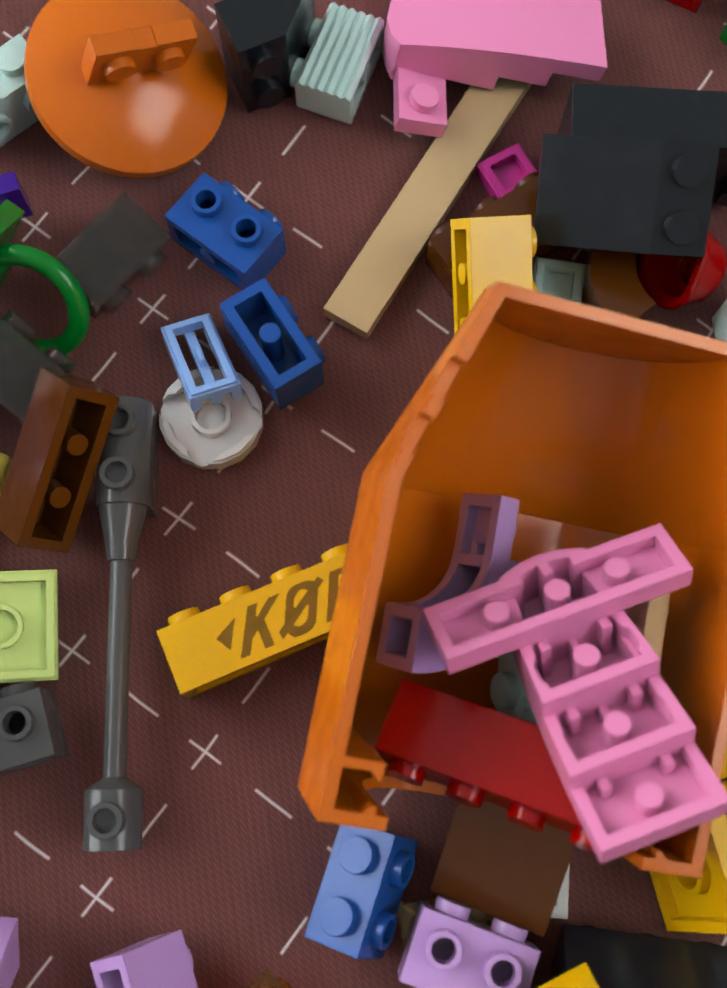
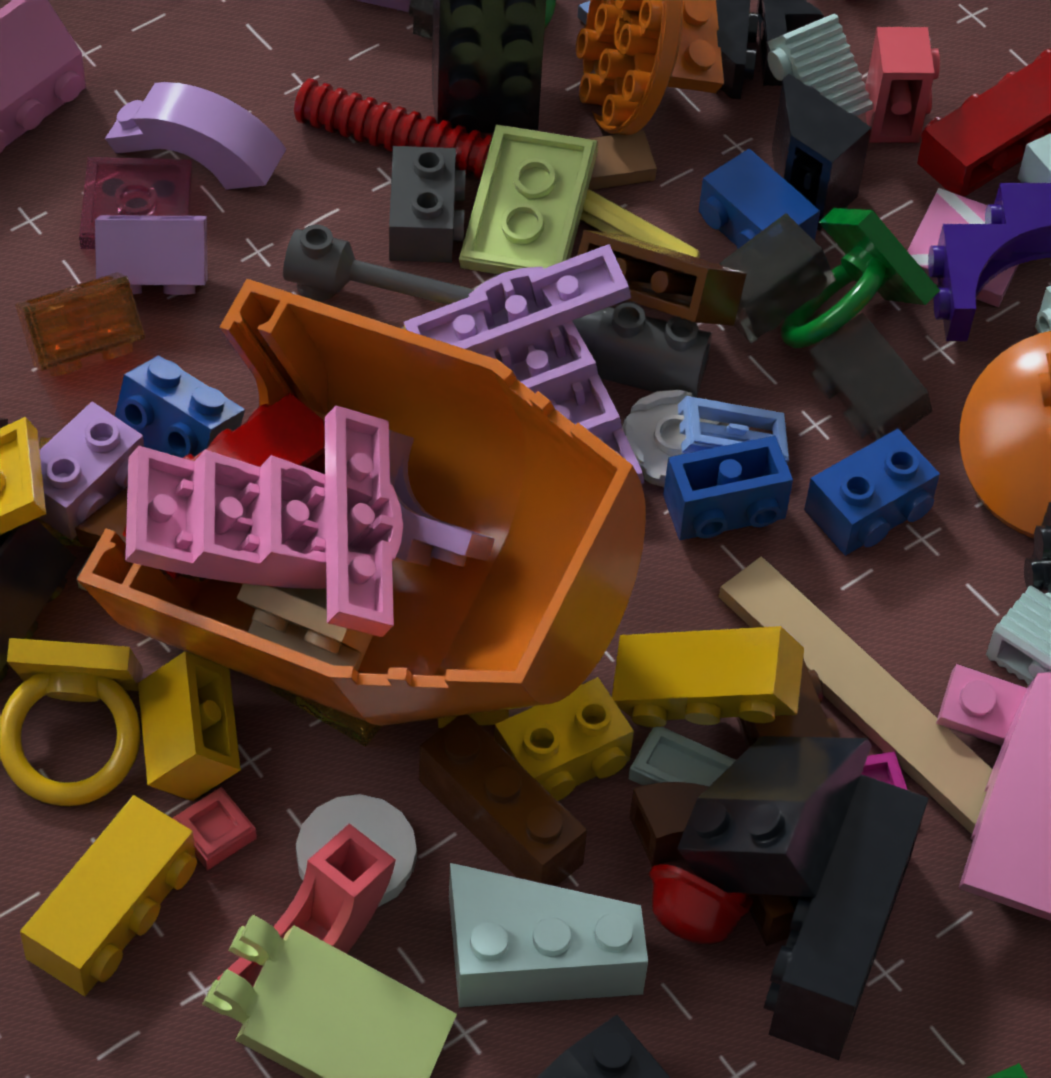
camera: 105 degrees right, 20 degrees down
(200, 540) = (529, 327): none -> lavender slope

